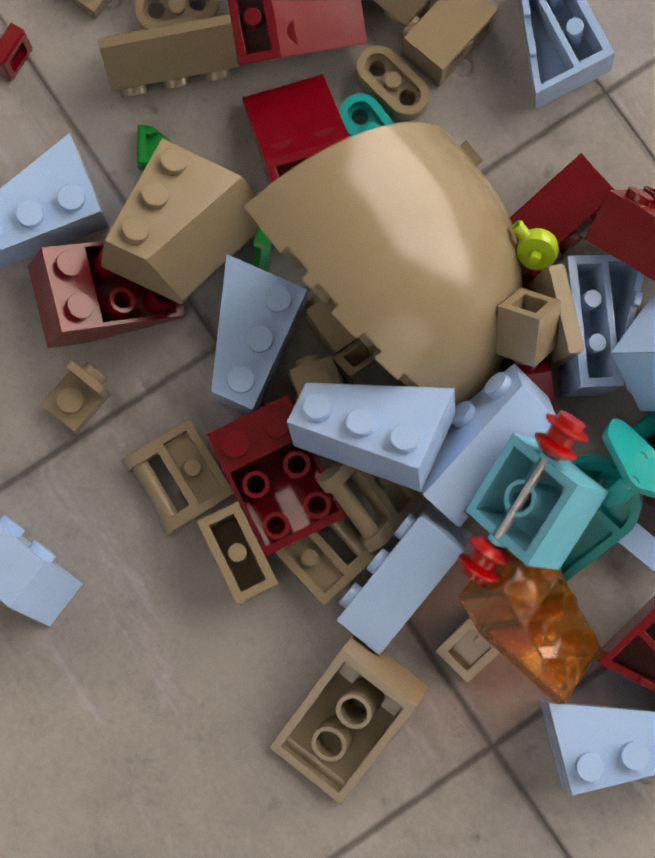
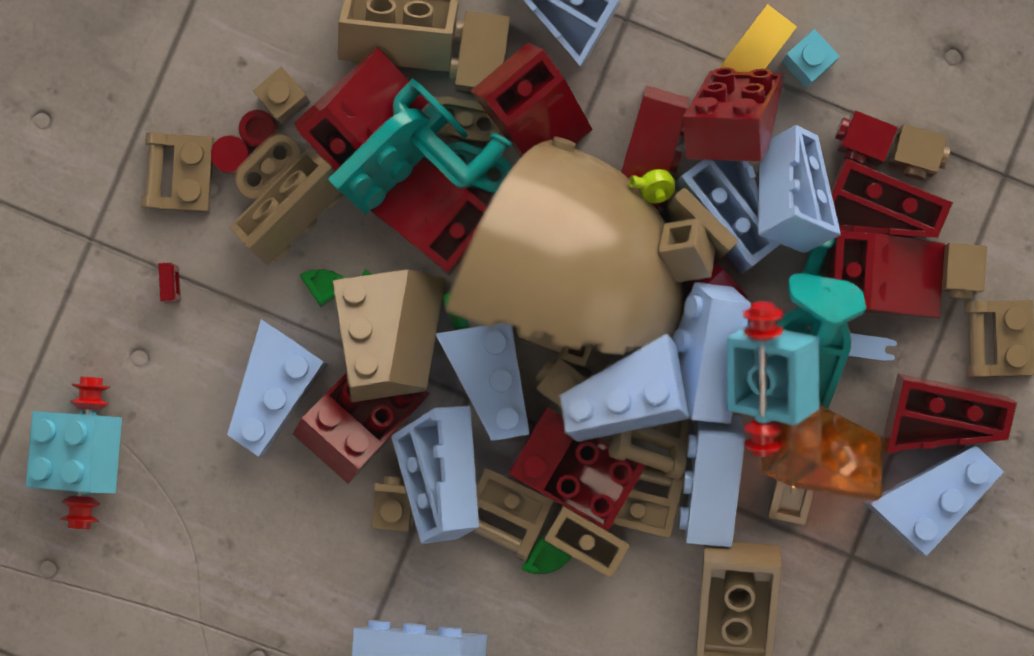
camera: 25 degrees left, 5 degrees up
(139, 389) = (440, 473): none -> light blue wedge
(188, 546) = (545, 558): none -> green tile
(311, 56) = (401, 144): none -> teal plate
(469, 95) = (531, 101): none -> dark red slope

